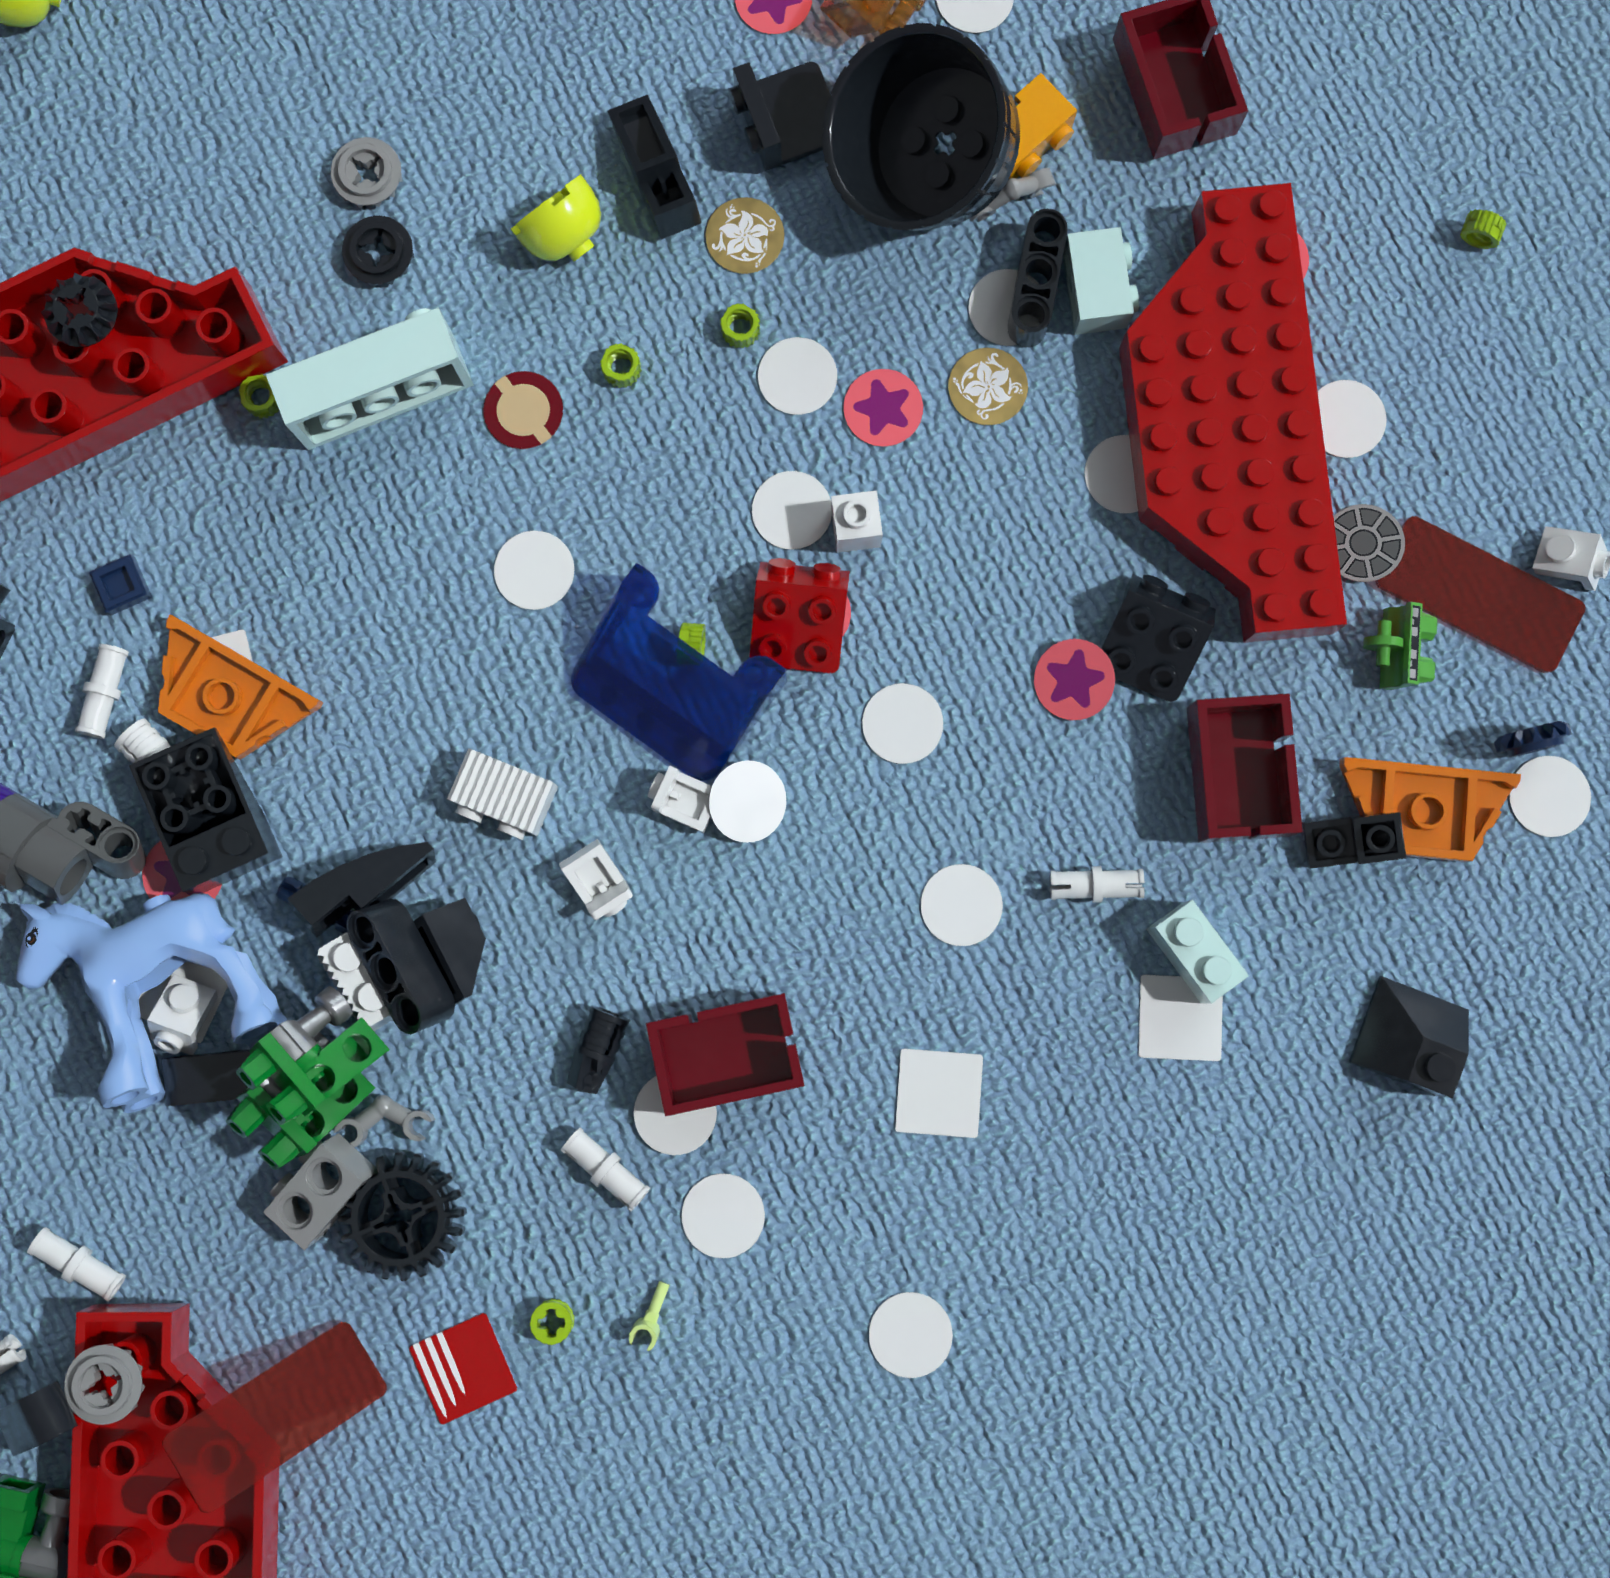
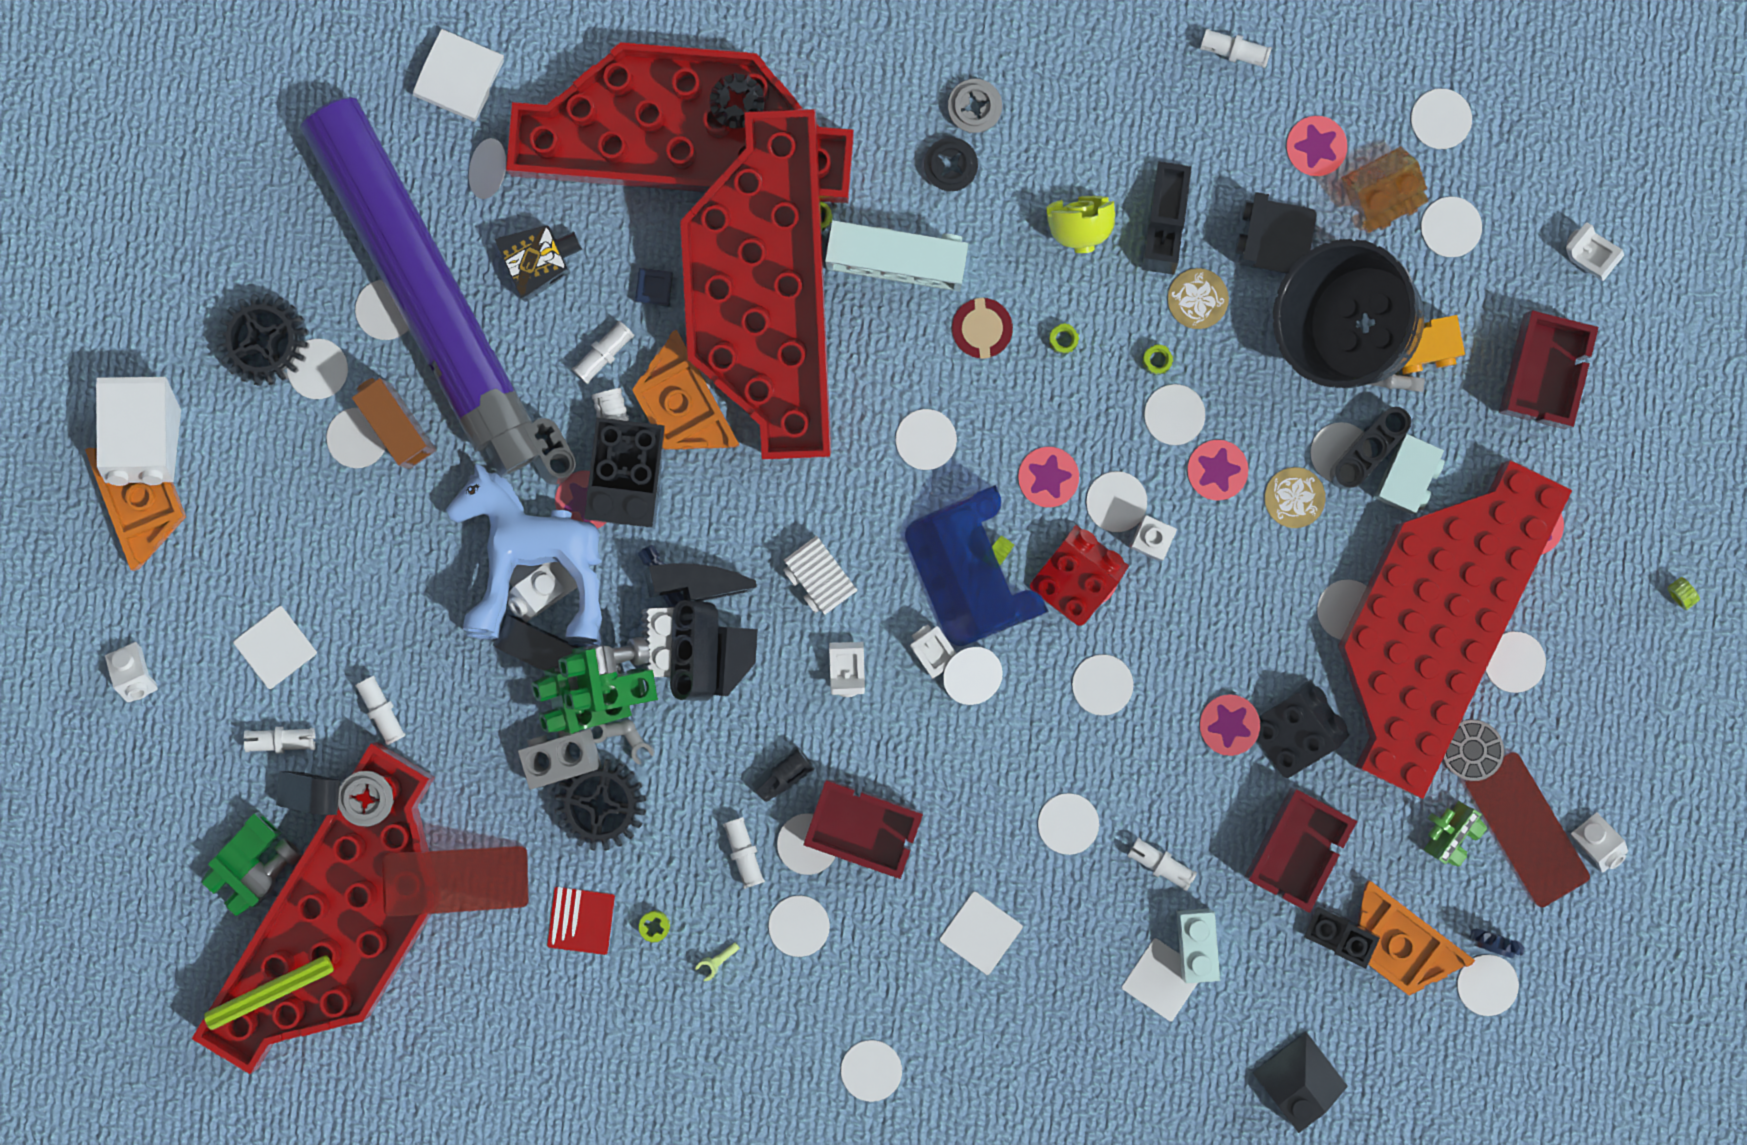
camera: 35 degrees right, 5 degrees up
(225, 495) = (760, 285): none -> red brick
(698, 528) = (1048, 477): none -> coral sticker

